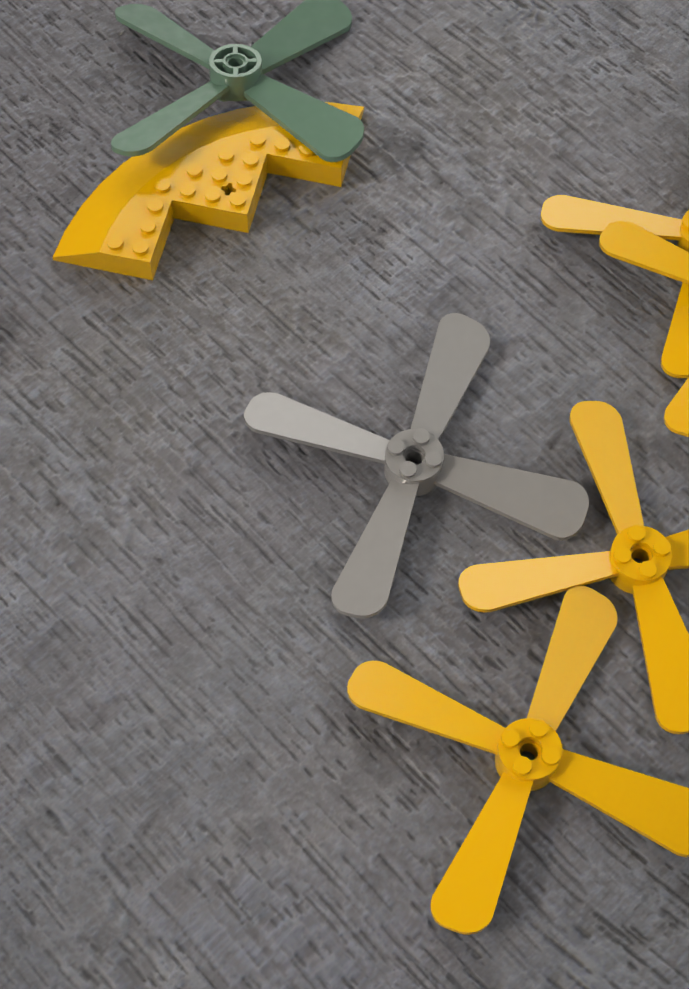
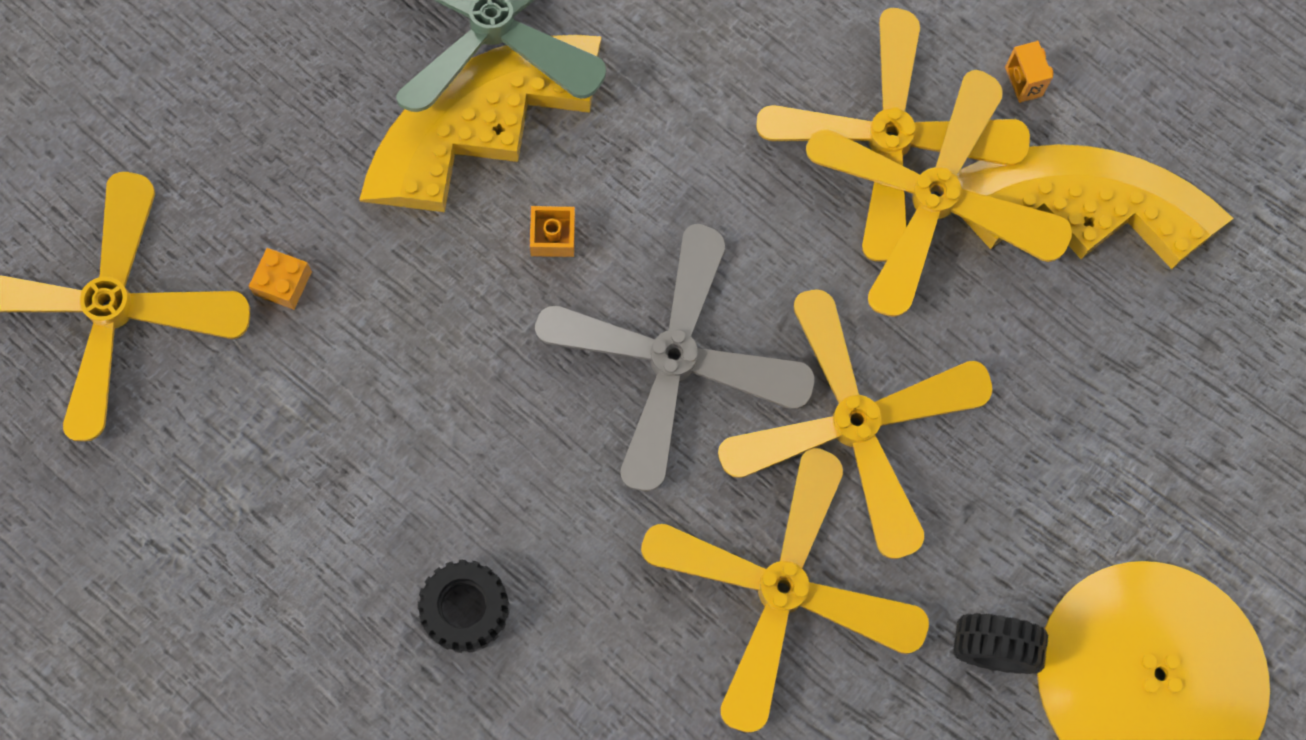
camera: 10 degrees left, 10 degrees up
(94, 702) = (441, 584): none -> black tyre
(279, 308) = (552, 231): none -> light orange brick

